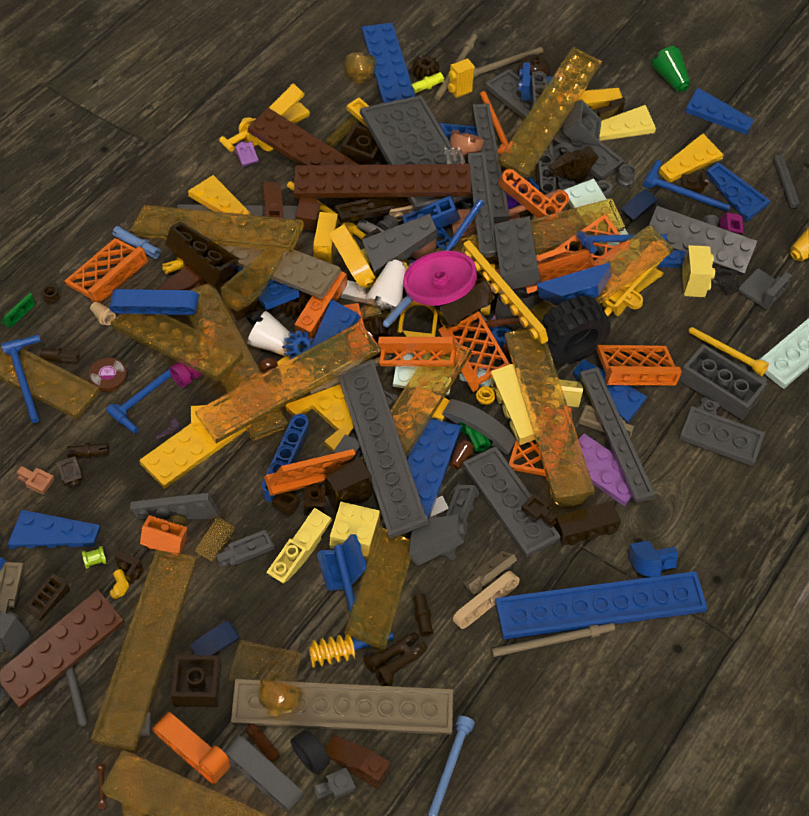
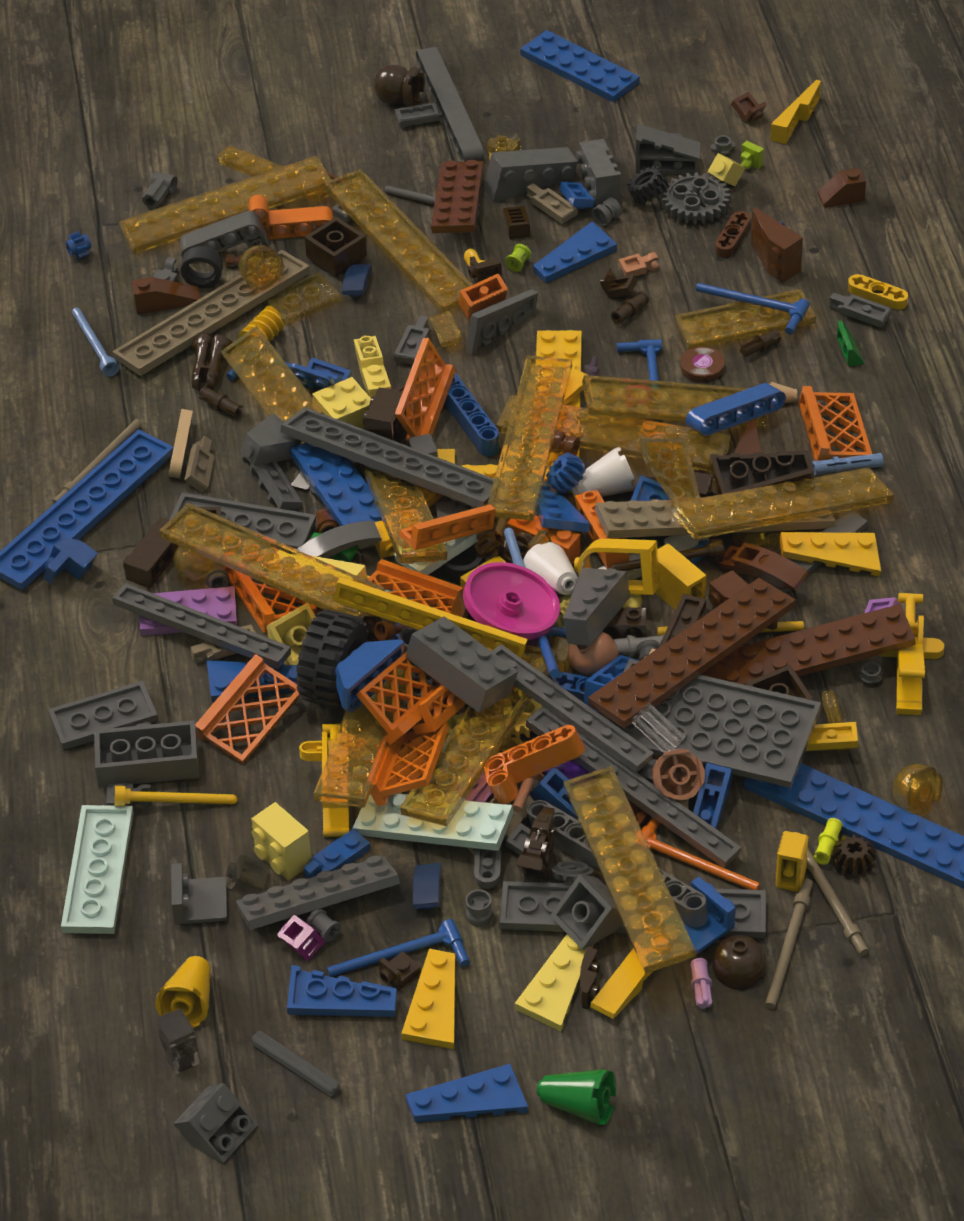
camera: 140 degrees right, 10 degrees down
(50, 294) = (846, 375): dark brown plate -> none
(587, 240) = (416, 744): blue bar -> none

